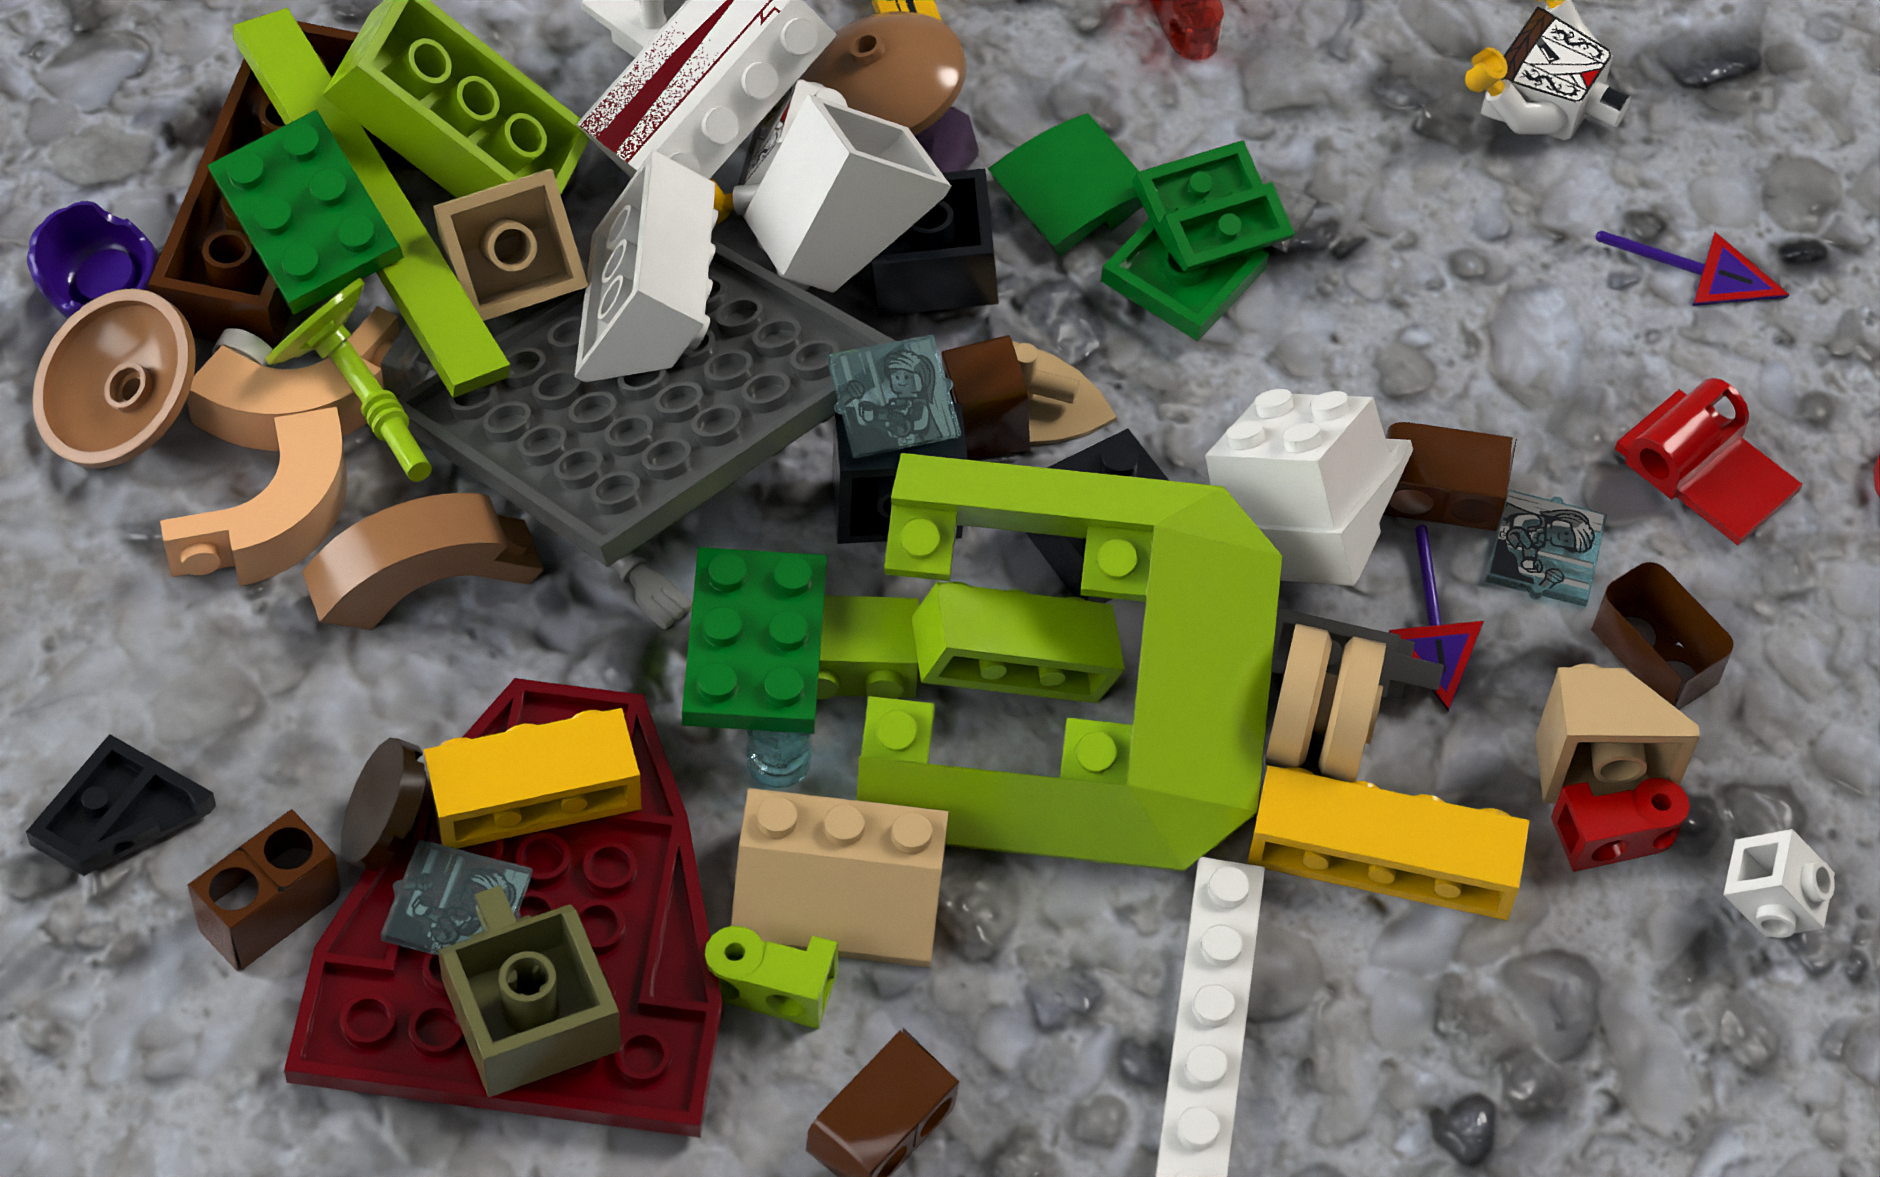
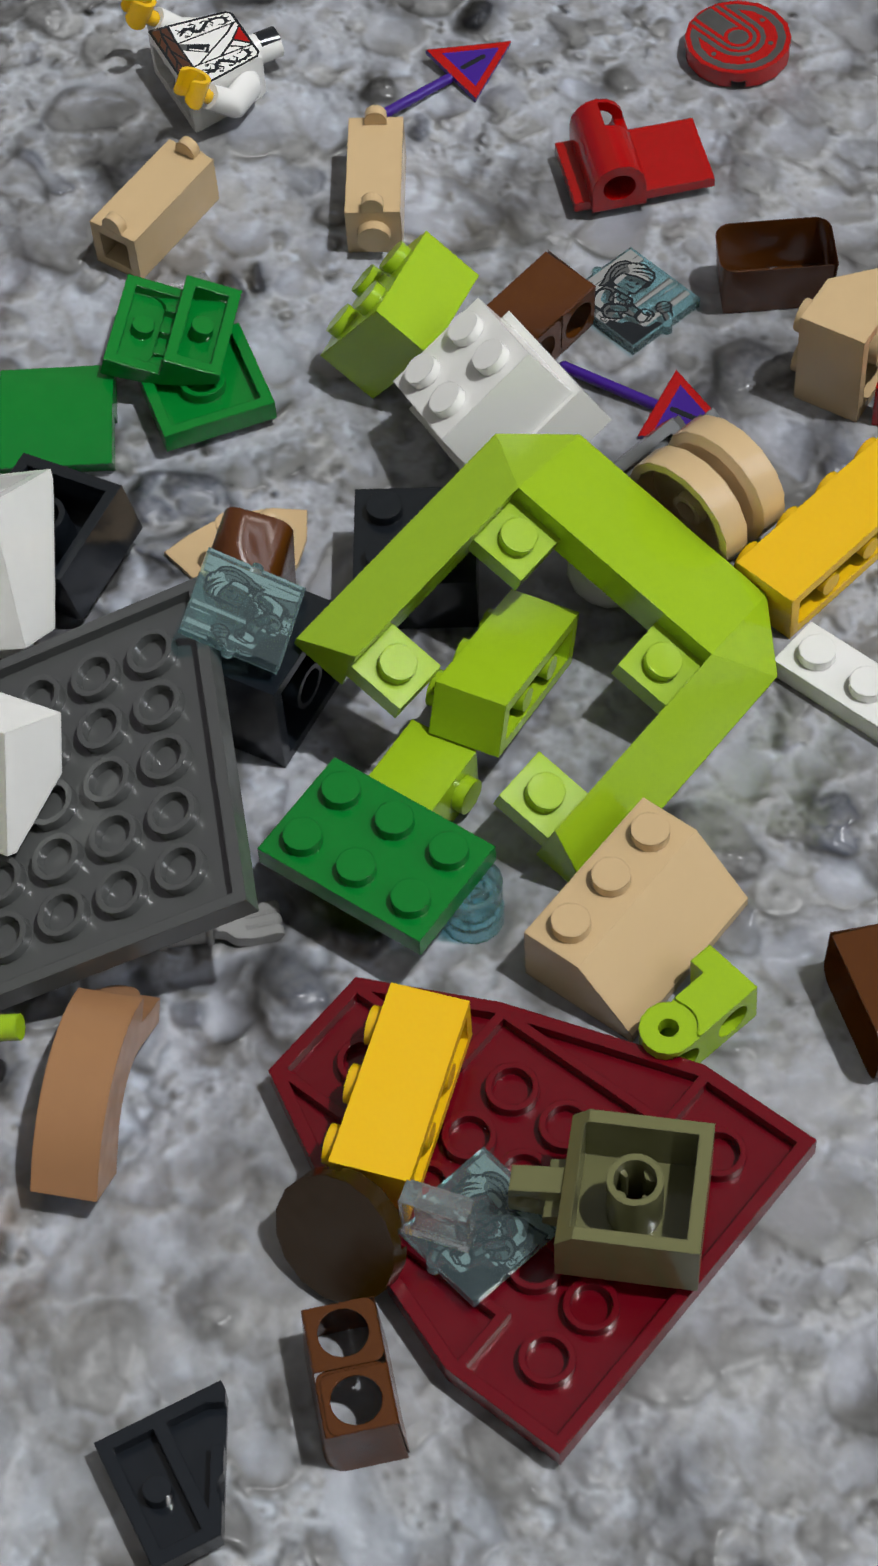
camera: 50 degrees left, 0 degrees up
(429, 858) = (437, 1215): none -> clear tile
(1354, 126) = (155, 208): none -> tan brick
(1366, 359) = (397, 312): none -> lime brick
(1513, 273) = (375, 181): none -> tan brick

